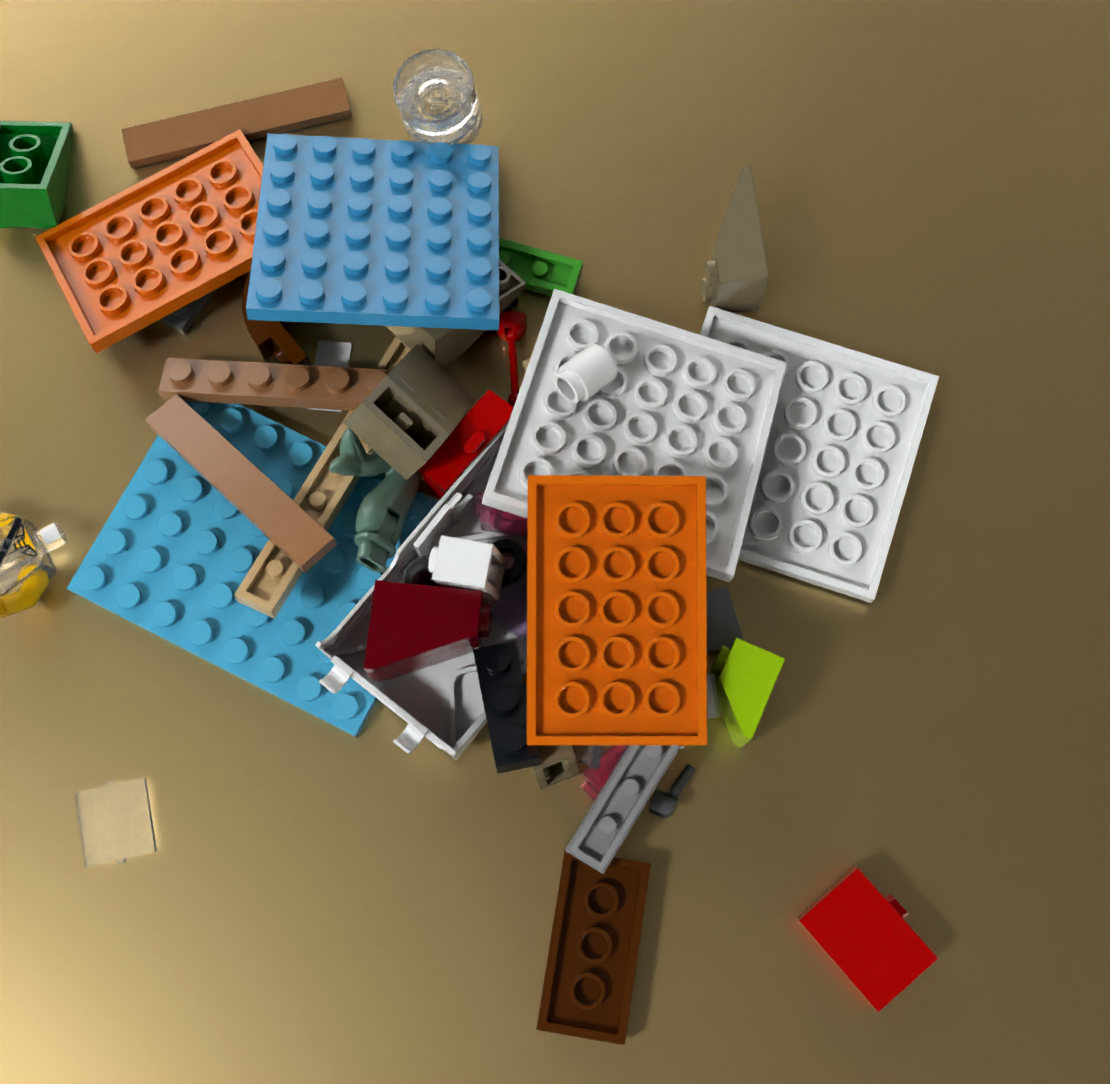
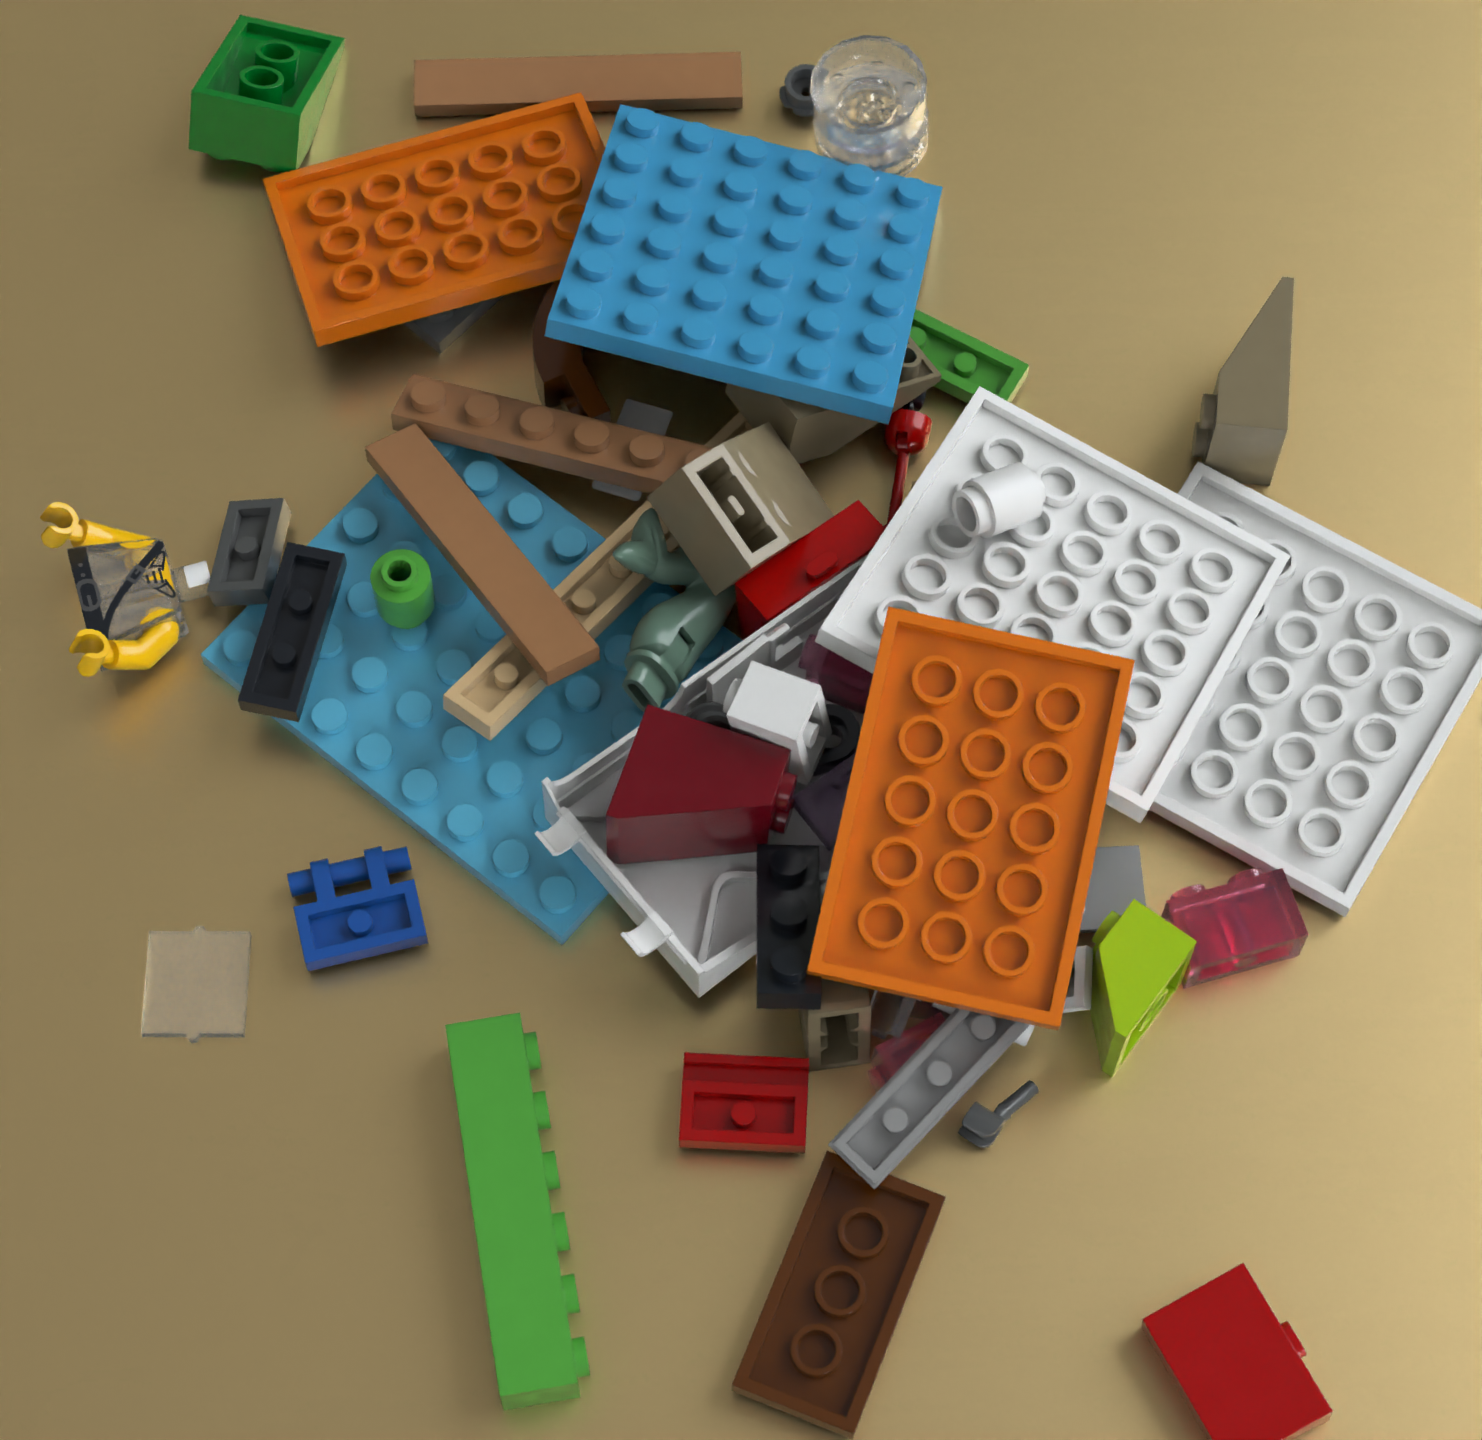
camera: 10 degrees right, 10 degrees down
(83, 509) = (249, 552): none -> dark grey plate
(123, 563) = (292, 632): none -> black plate
(191, 517) = (402, 588): none -> bright green brick
(216, 757) = (361, 922): none -> blue plate
(363, 940) = (513, 1212): none -> bright green brick
(384, 92) = (797, 82): none -> dark grey plate
(502, 825) = (744, 1102): none -> red plate
(802, 627) = (1237, 924): none -> clear pink brick

